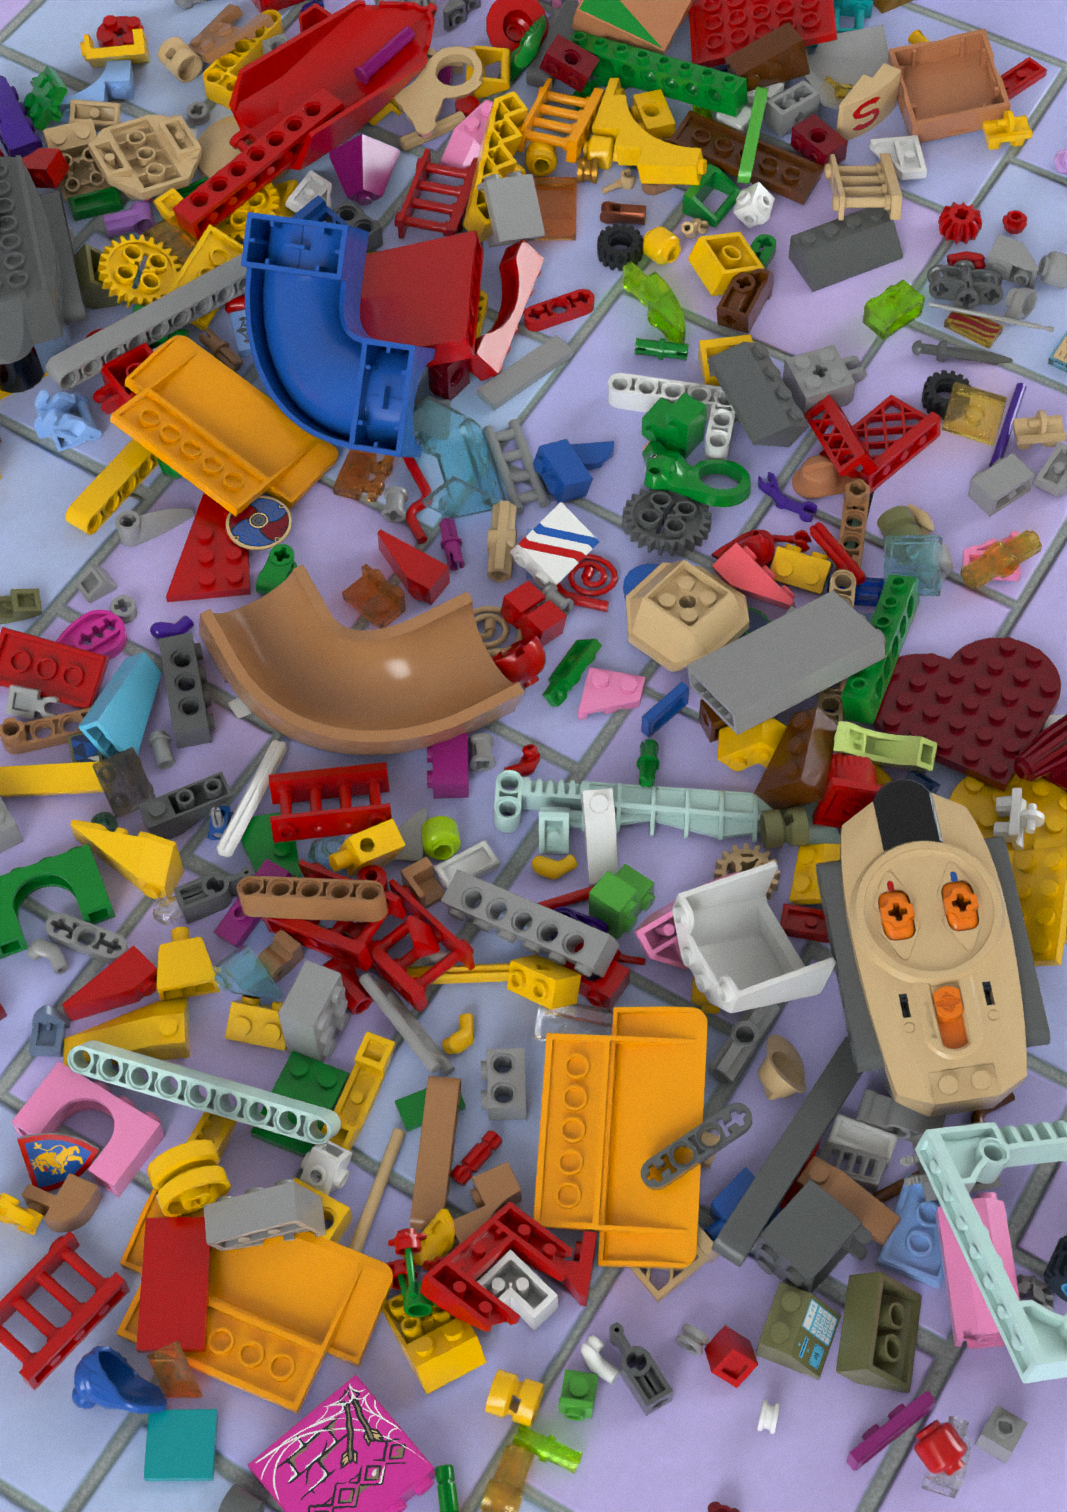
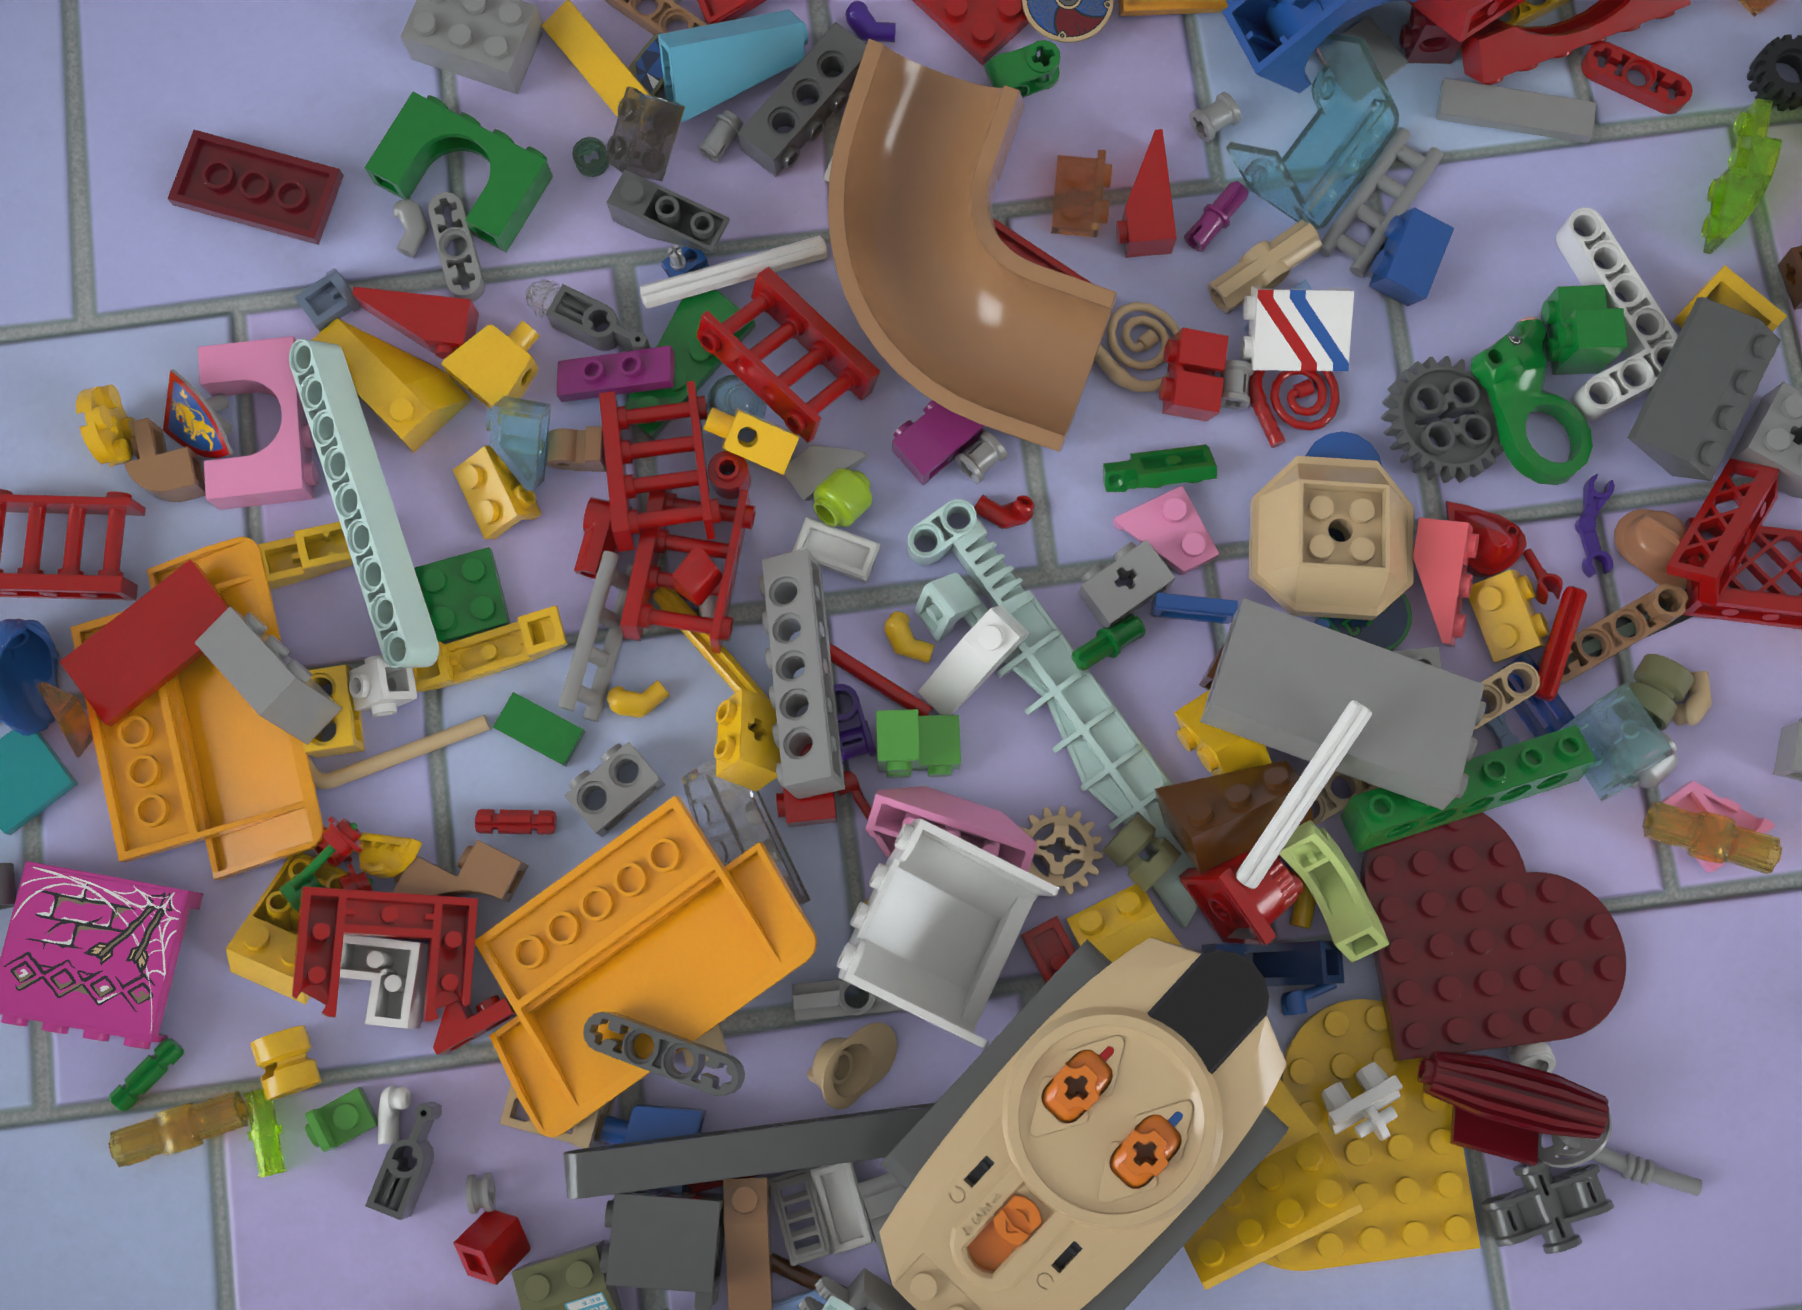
camera: 50 degrees right, 20 degrees up
(143, 859) = (570, 229): yellow wedge -> none
(188, 1178) = (242, 569): yellow wheel -> none
(312, 898) = (647, 449): medium nougat beam -> none
(314, 1012) = (522, 539): light grey brick -> none
(355, 474) = (1210, 50): clear orange plate -> none
(417, 506) = (1260, 139): red piece -> none
(421, 881) = (775, 523): medium nougat panel -> none
(435, 1150) = (485, 778): medium nougat beam -> none
(522, 661) = (1119, 410): red cylinder -> none
(594, 454) = (1466, 269): blue tile -> none
(622, 733) = (1135, 562): none -> light grey brick
(661, 349) = (1682, 231): green pin -> none
(823, 707) = (1303, 794): none -> white axle

